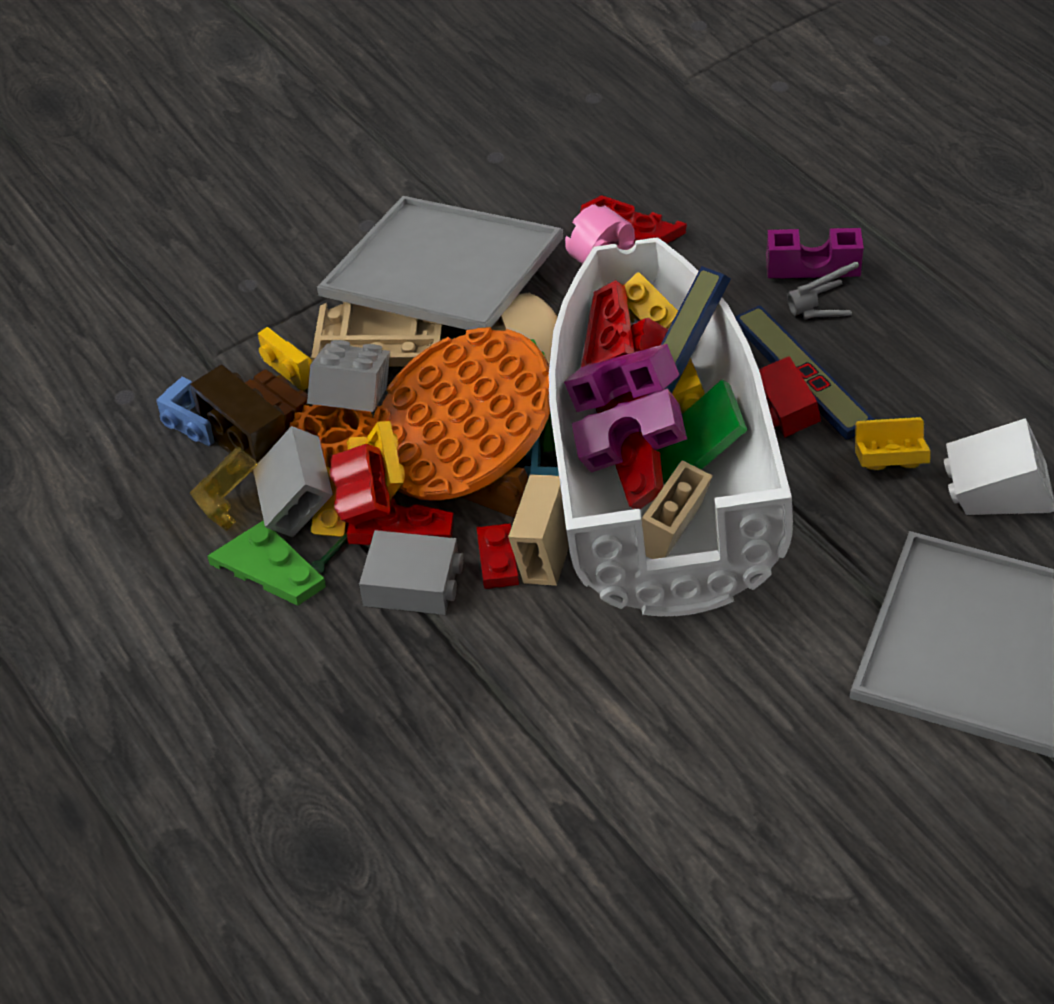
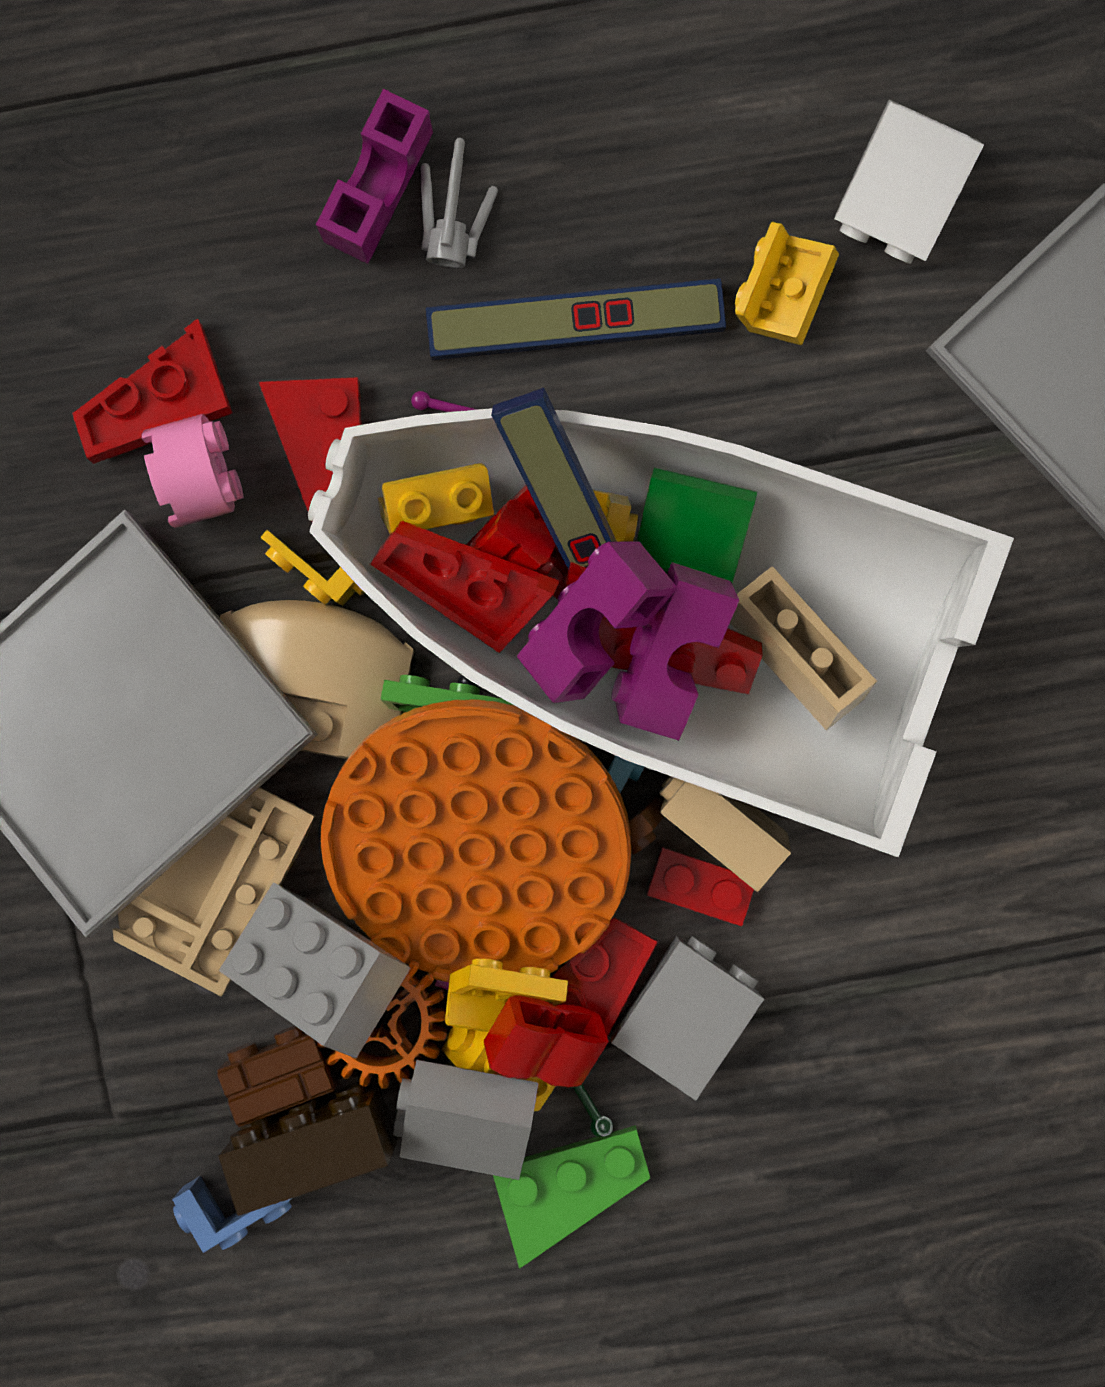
camera: 70 degrees left, 40 degrees up
(217, 484) = (428, 1233): clear yellow bracket -> none
(284, 358) = (200, 1022): yellow bracket -> none
(788, 397) = (635, 376): red brick -> none

